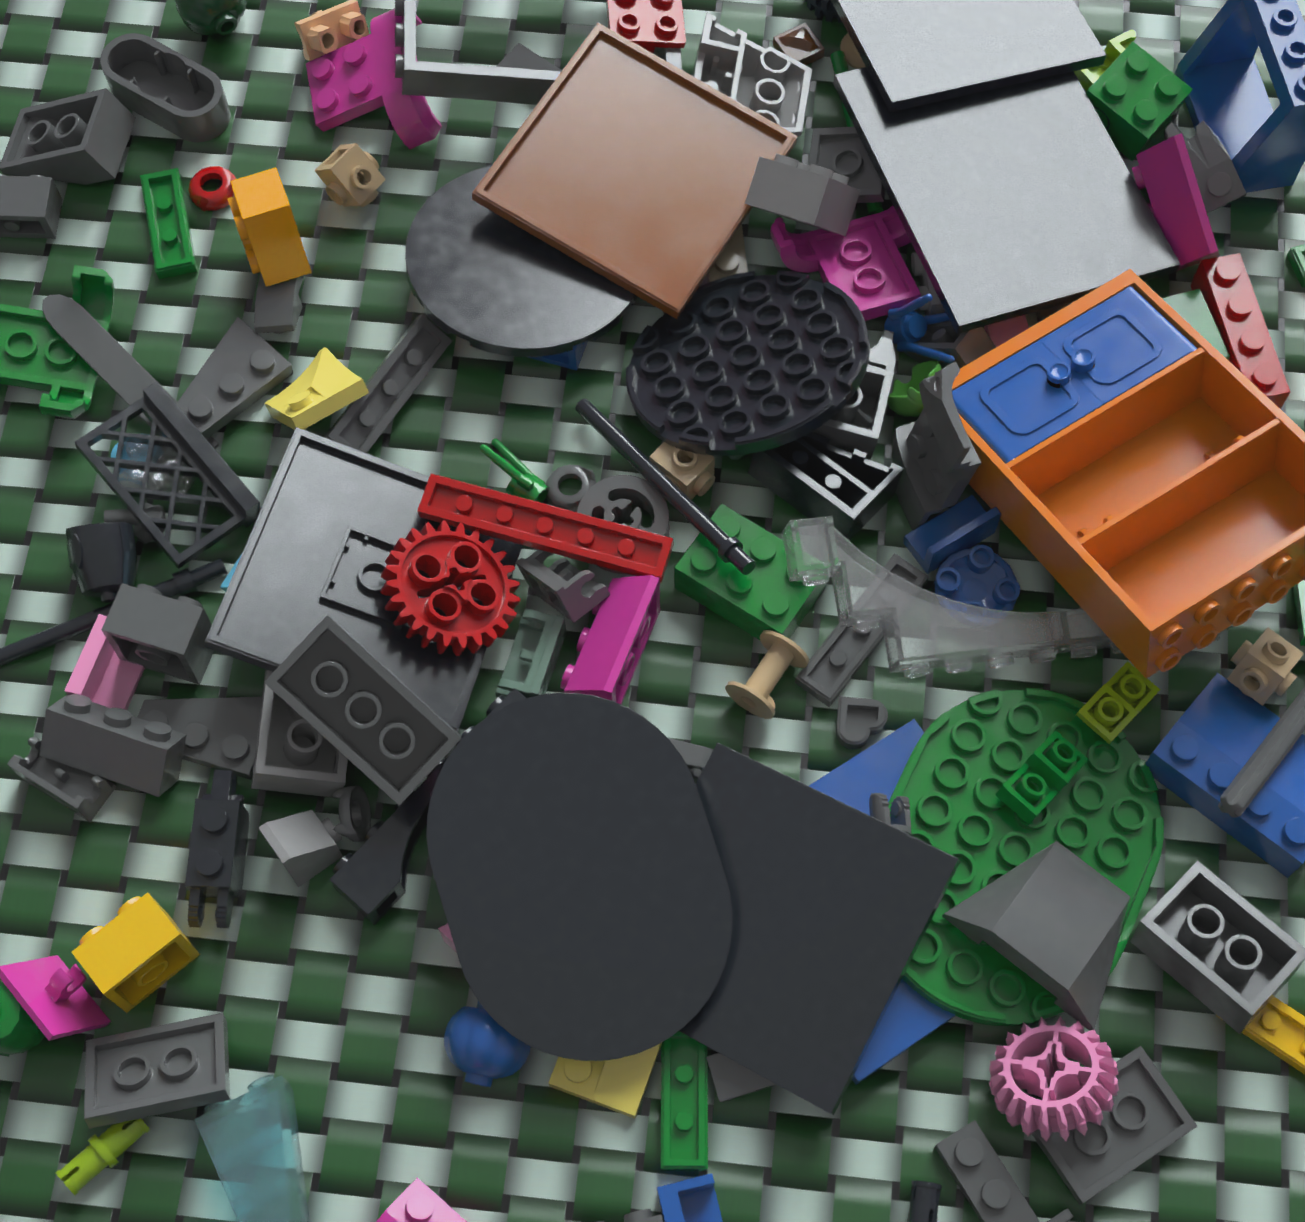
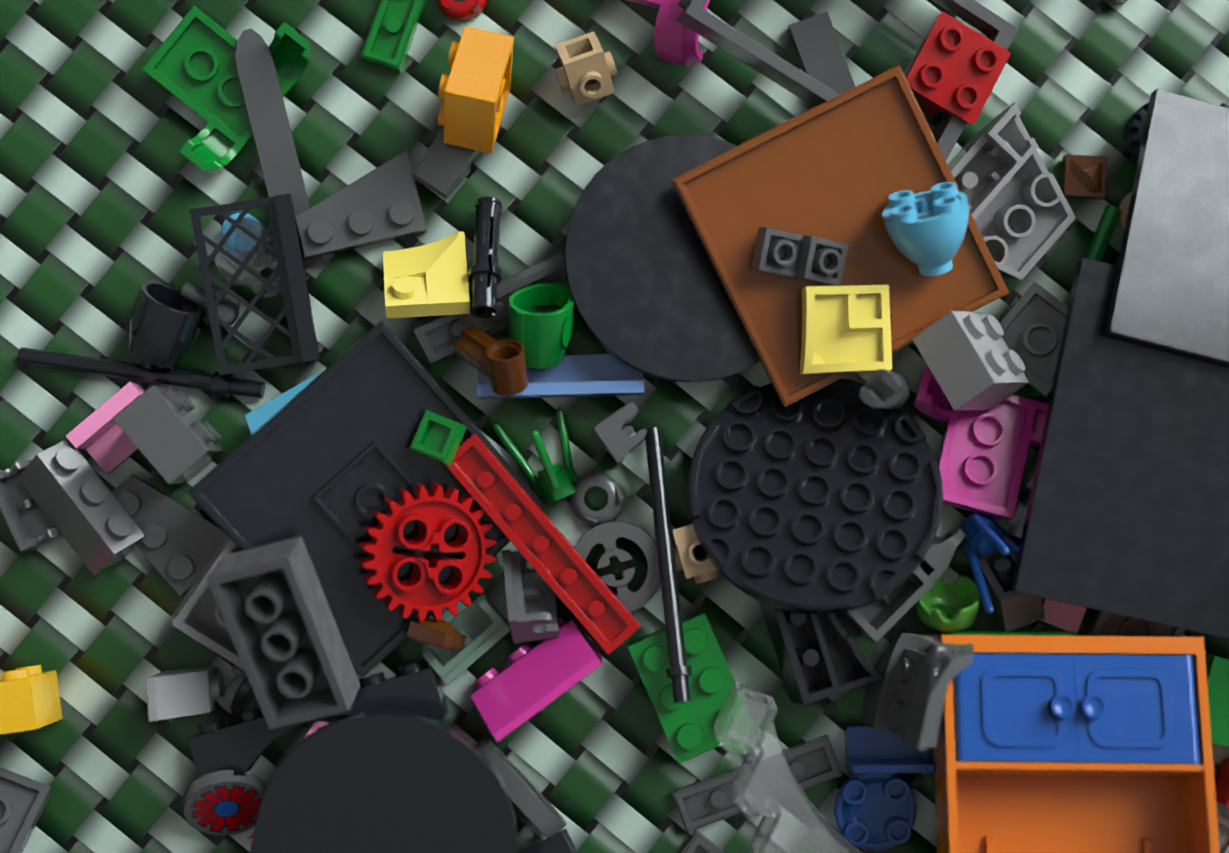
camera: 30 degrees right, 20 degrees up
(217, 850) = (116, 651): black hinge -> none
(361, 356) = (485, 272): none -> black pin
(399, 918) = (224, 802): none -> tile
(401, 493) = (438, 437): none -> green tile
(416, 409) = (497, 359): none -> reddish brown piece
(435, 371) = (545, 333): none -> green helmet
(479, 412) = (575, 377): none -> medium blue fence
(502, 656) = (437, 634): none -> reddish brown tile
(552, 413) = (615, 438): none -> dark grey hinge
(612, 194) = (799, 256): none -> dark grey slope
(686, 224) = (845, 329): none -> light yellow plate
(701, 116) = (928, 225): none -> medium azure piece
(750, 247) = (885, 390): none -> dark grey hinge
(756, 692) = (647, 782): tan piece -> none

